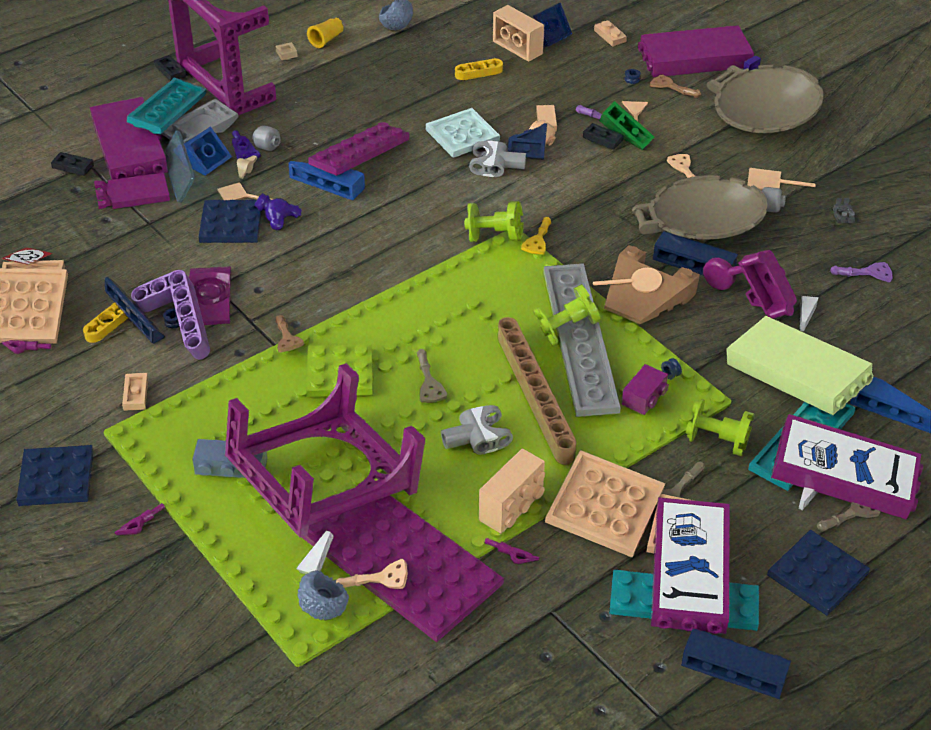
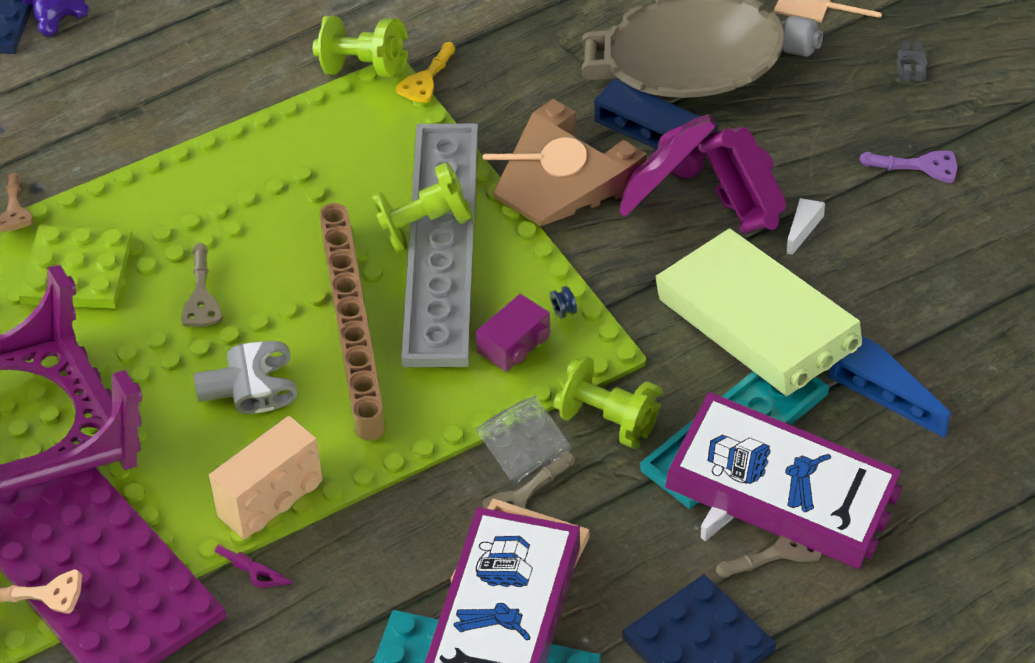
camera: 10 degrees right, 5 degrees up
(605, 503) = (406, 506): light nougat plate -> none
(668, 455) = (523, 438): none -> clear slope
(715, 277) = (664, 160): none -> magenta slope

